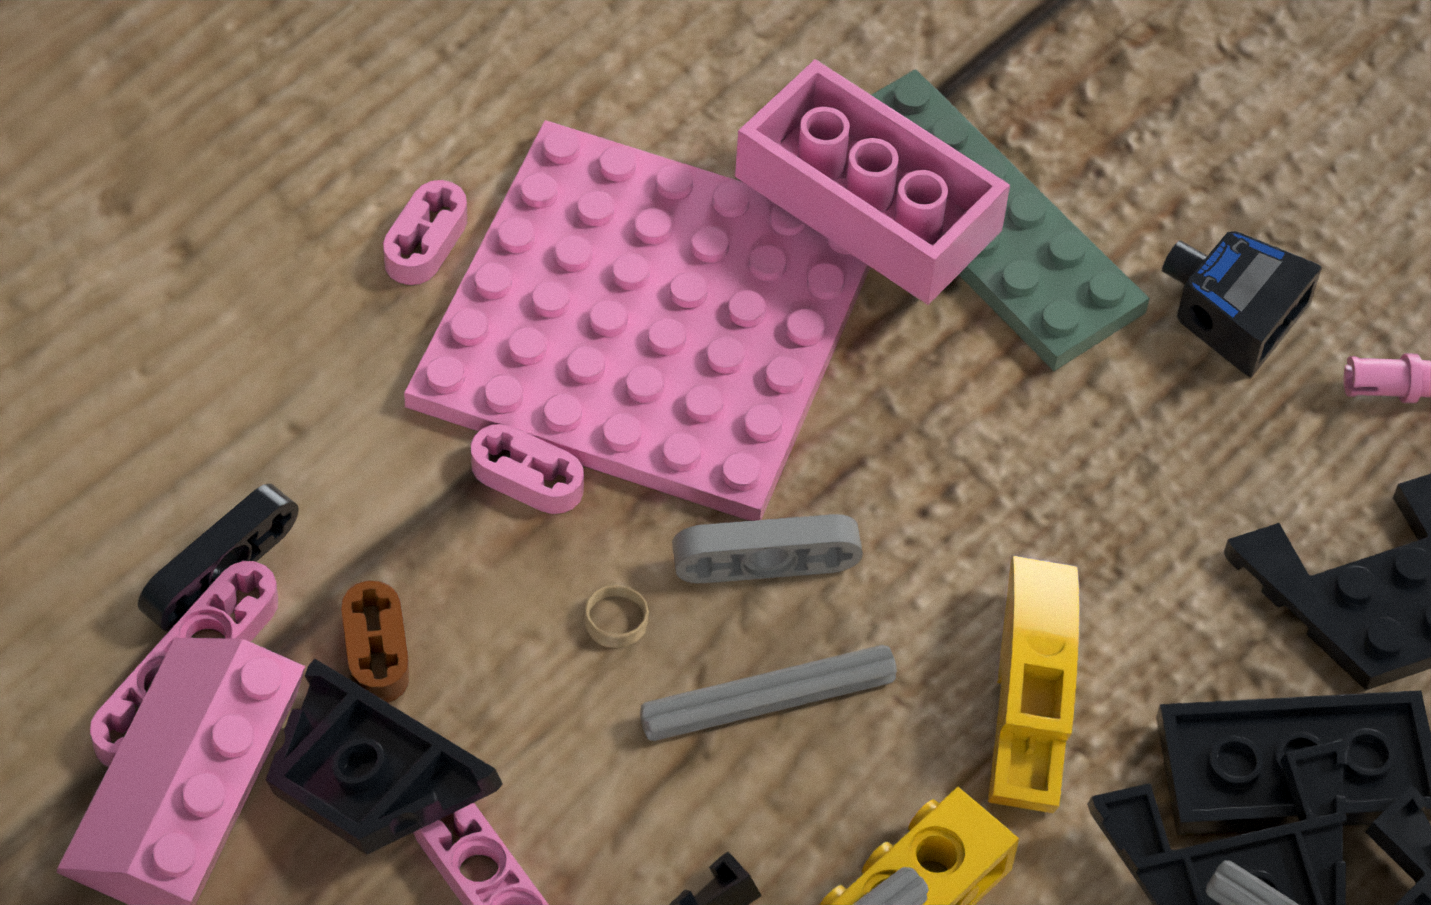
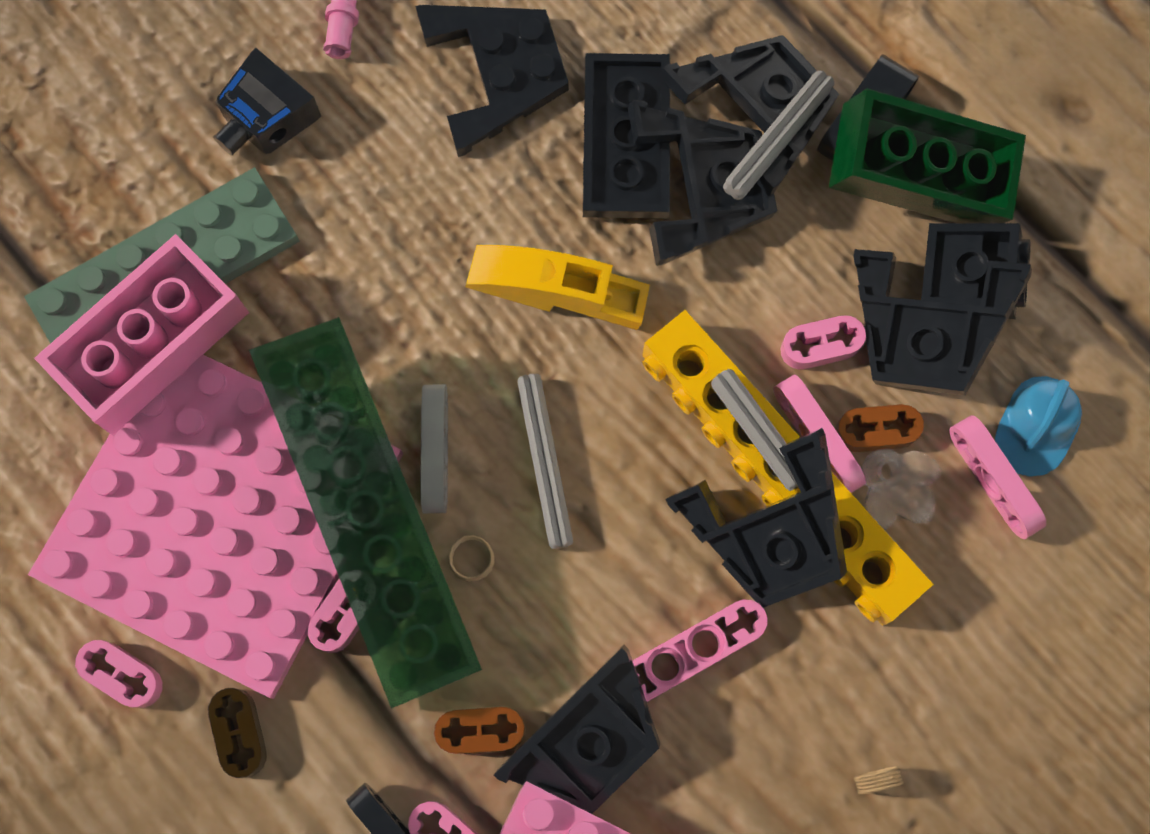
camera: 80 degrees left, 20 degrees up
(357, 366) = (226, 736): none -> dark brown beam
(656, 450) = (365, 512): none -> clear green brick

